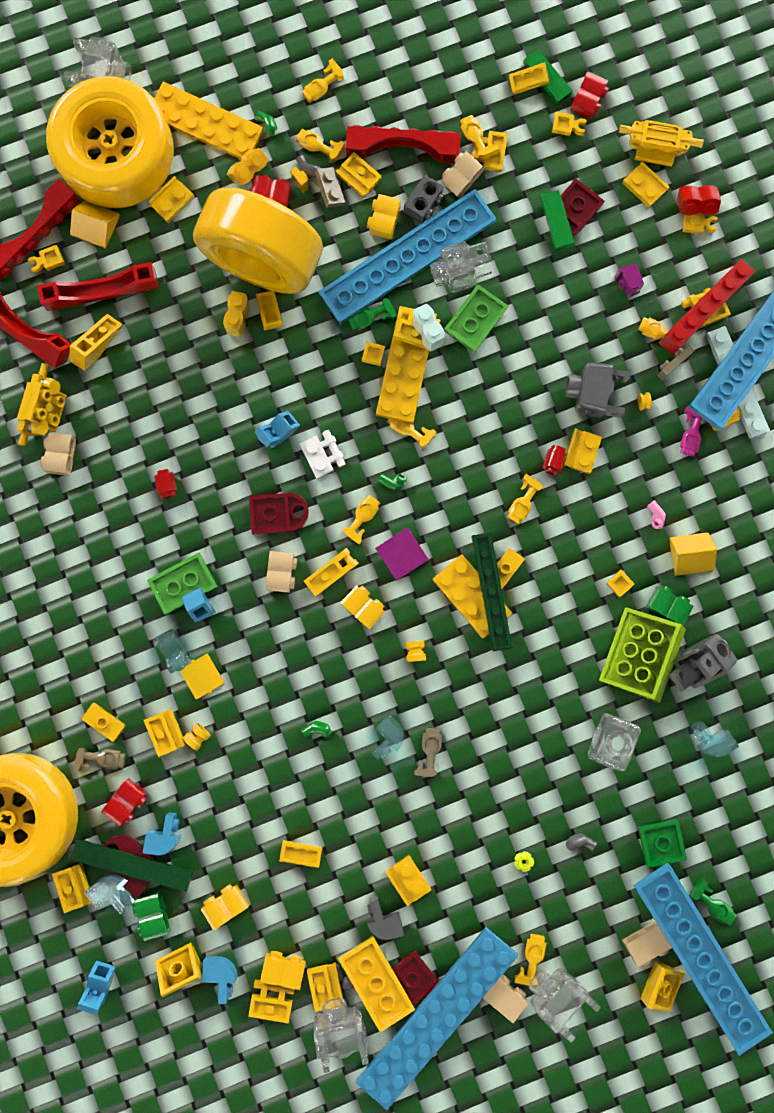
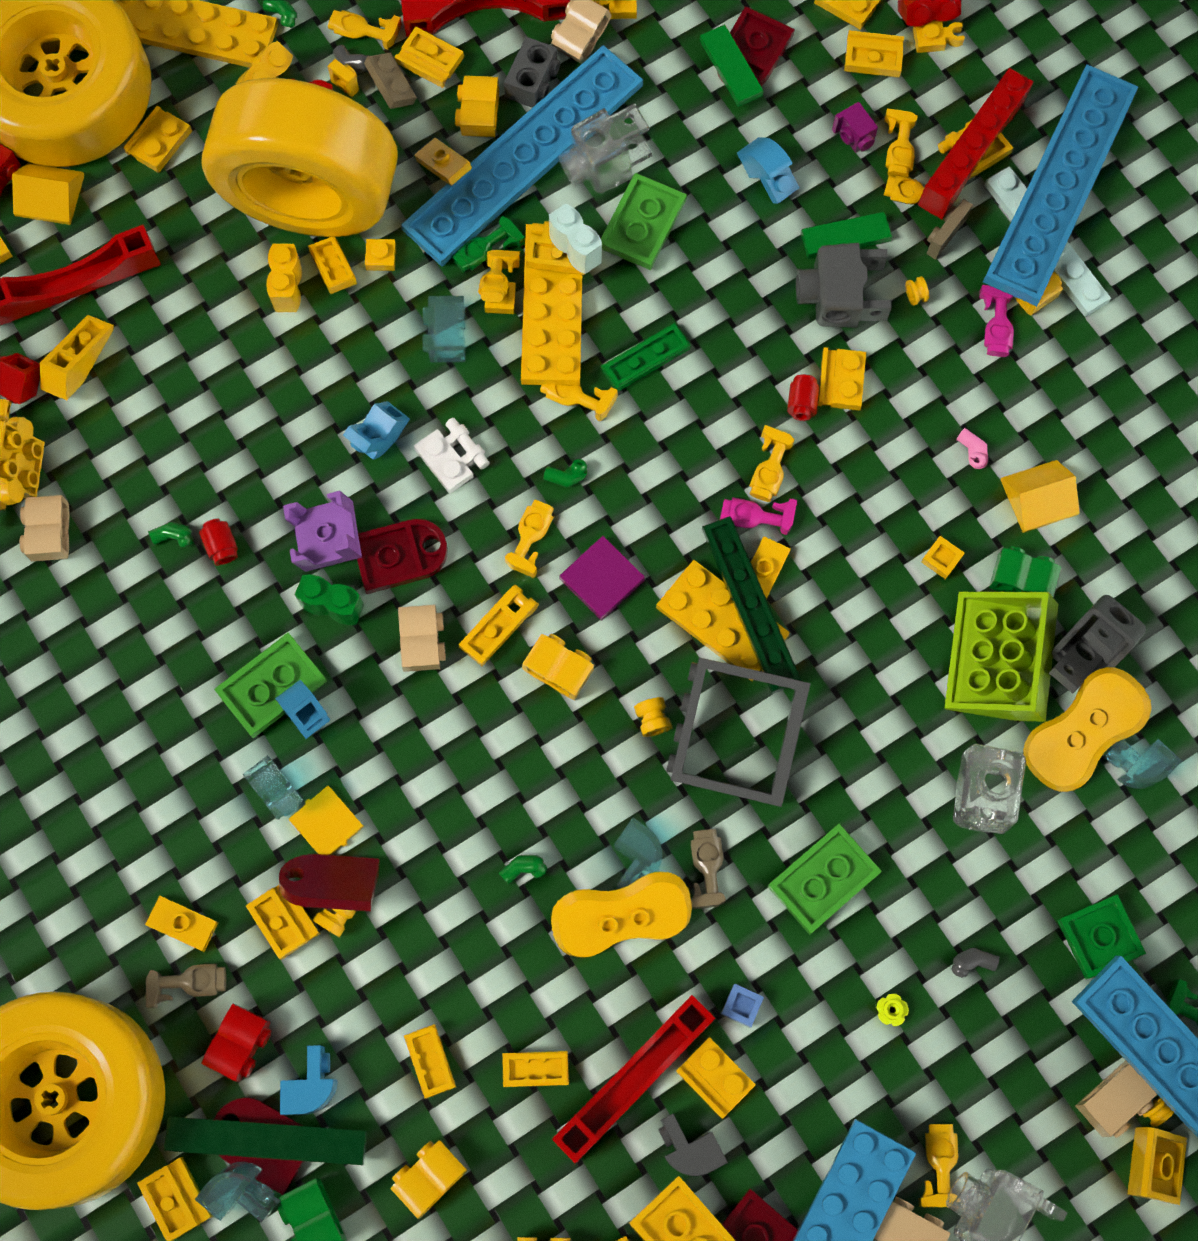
camera: 10 degrees left, 10 degrees down
(137, 470) = (174, 531): none -> green arm
(197, 716) = (330, 881): none -> dark red tile
(230, 537) = (335, 600): none -> green brick
(232, 491) = (324, 532): none -> medium lavender panel
(238, 836) = (430, 1061): none -> yellow plate
(301, 308) = (380, 254): none -> yellow plate
(332, 374) = (445, 329): none -> clear light blue brick
(354, 252) = (443, 161): none -> yellow plate
(356, 873) = (633, 1079): none -> red arch
(371, 345) = (494, 283): none -> yellow piece
(390, 771) = (595, 920): none -> yellow plate
(433, 841) = (742, 1005): none -> medium blue plate
(459, 412) = (645, 357): none -> green tile
(500, 773) = (824, 879): none -> bright green plate
(503, 530) = (749, 514): none -> dark pink piece
(510, 656) = (788, 746): none -> dark grey window
(567, 296) = (770, 164): none -> dark azure brick
(607, 353) = (865, 230): none -> green tile
(653, 228) = (874, 53): none -> yellow plate
(656, 301) = (901, 152): none -> yellow piece
(670, 958) = (1158, 1113): none -> yellow bush
(696, 707) = (1105, 711): none -> yellow plate

